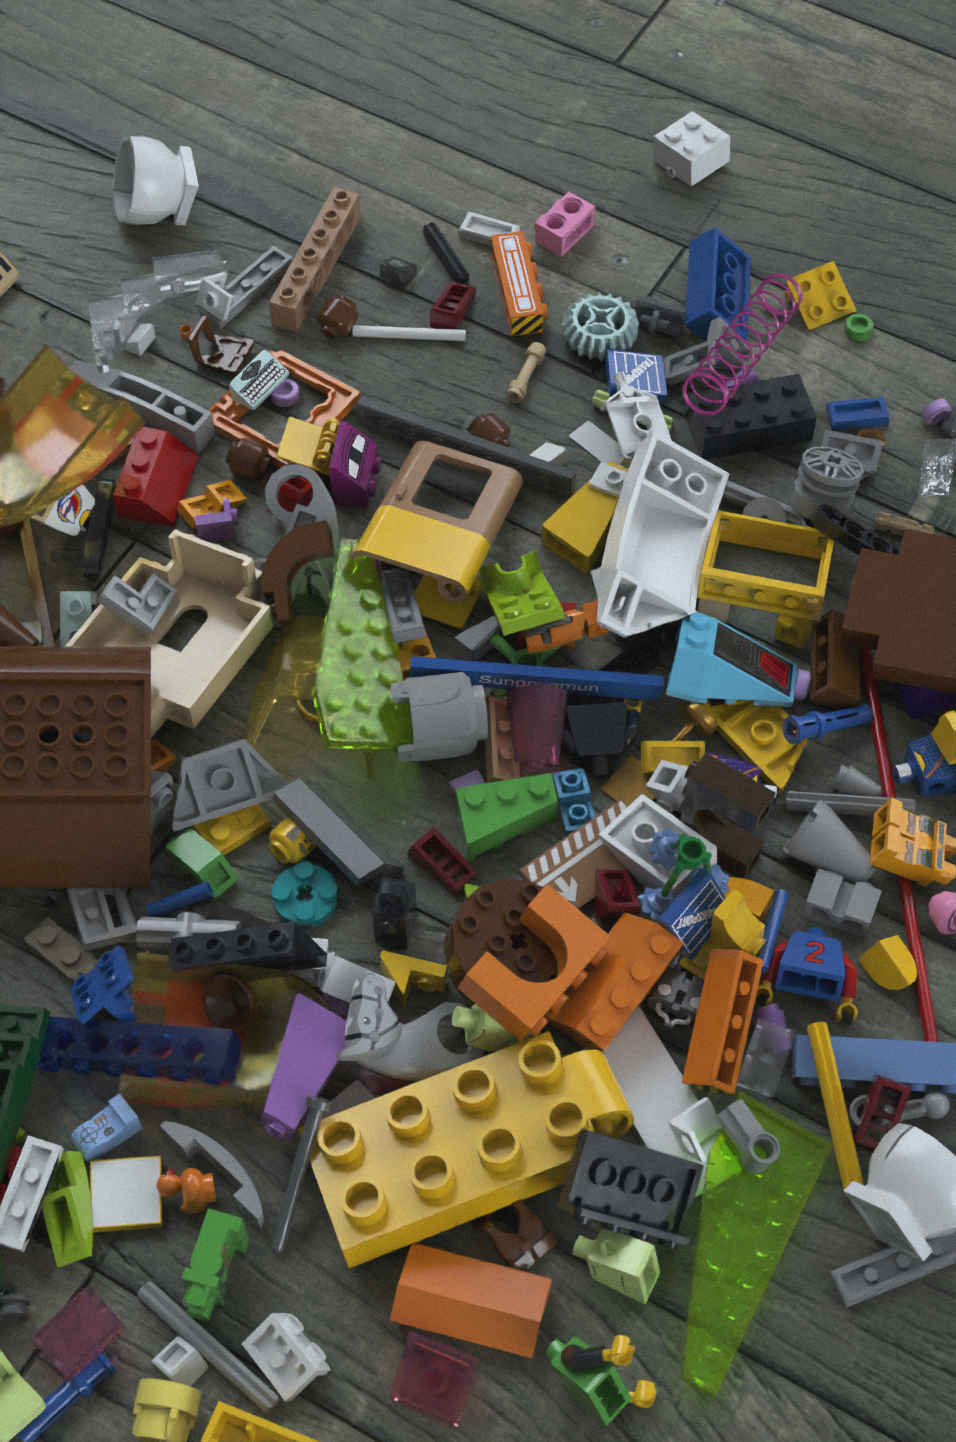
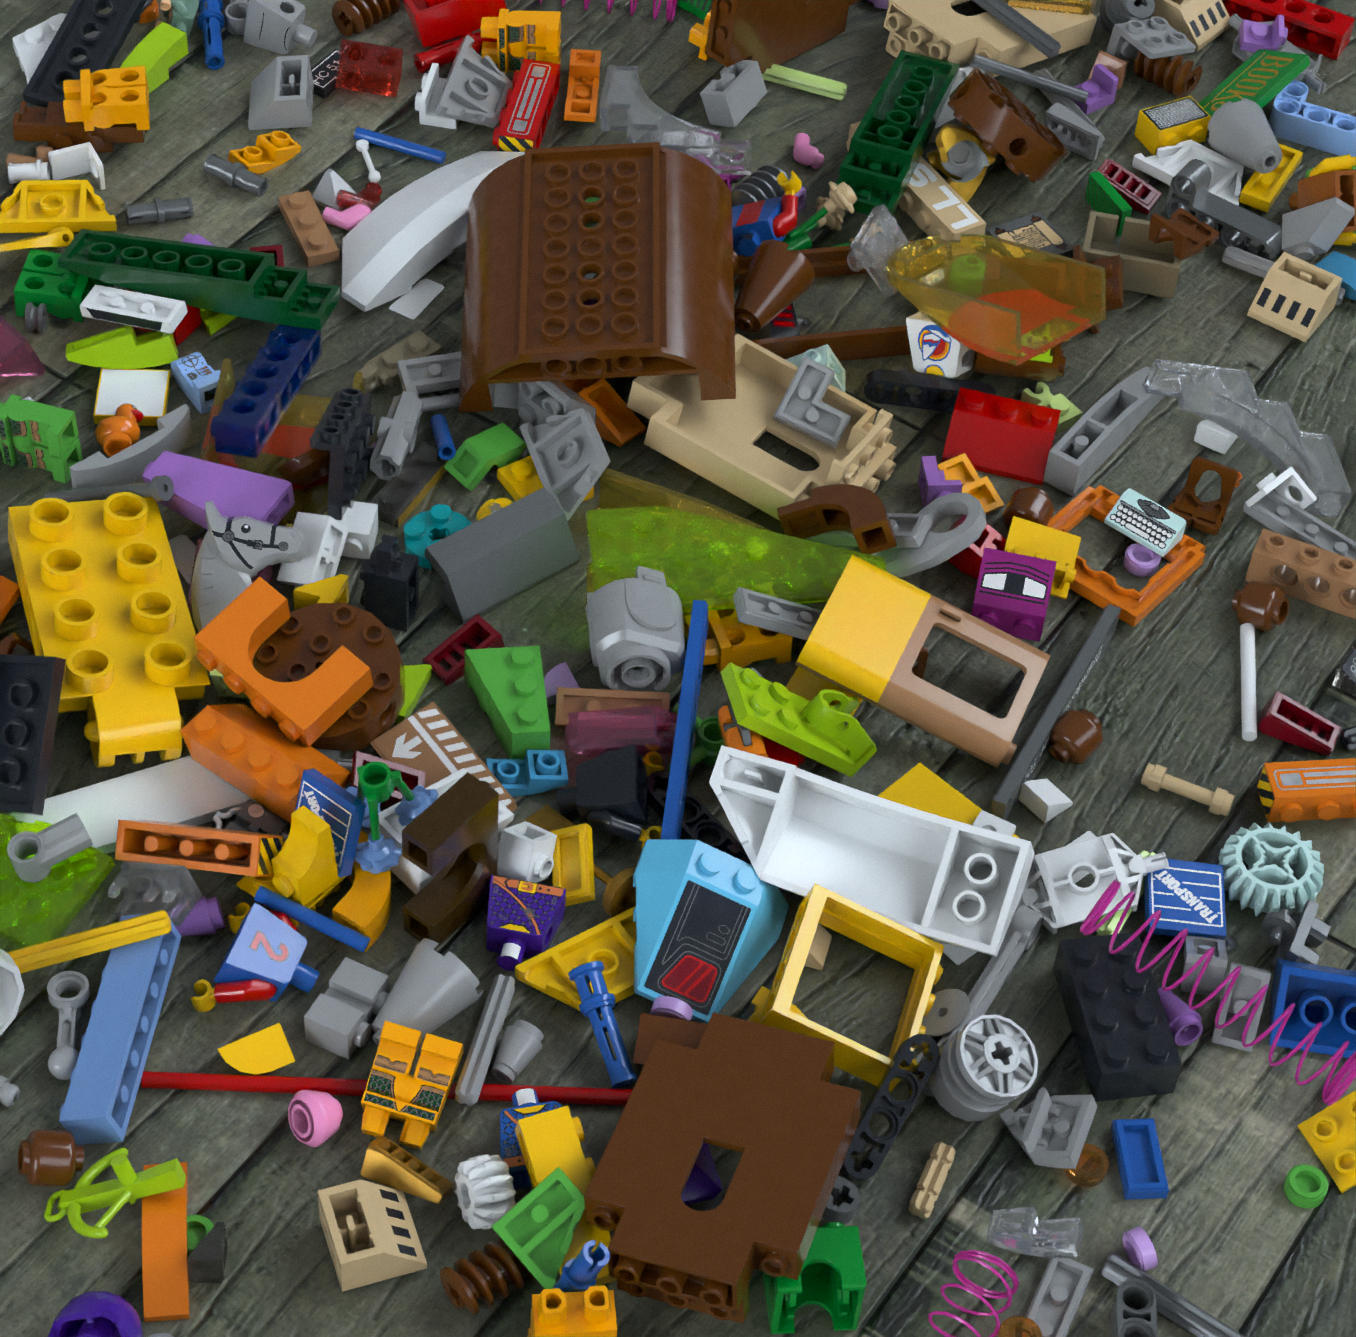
camera: 90 degrees right, 10 degrees down
(105, 987) = (331, 367): blue bracket -> none
(695, 1126) = (81, 802): white bracket -> none
(879, 1082) = (62, 990): dark red slope -> none

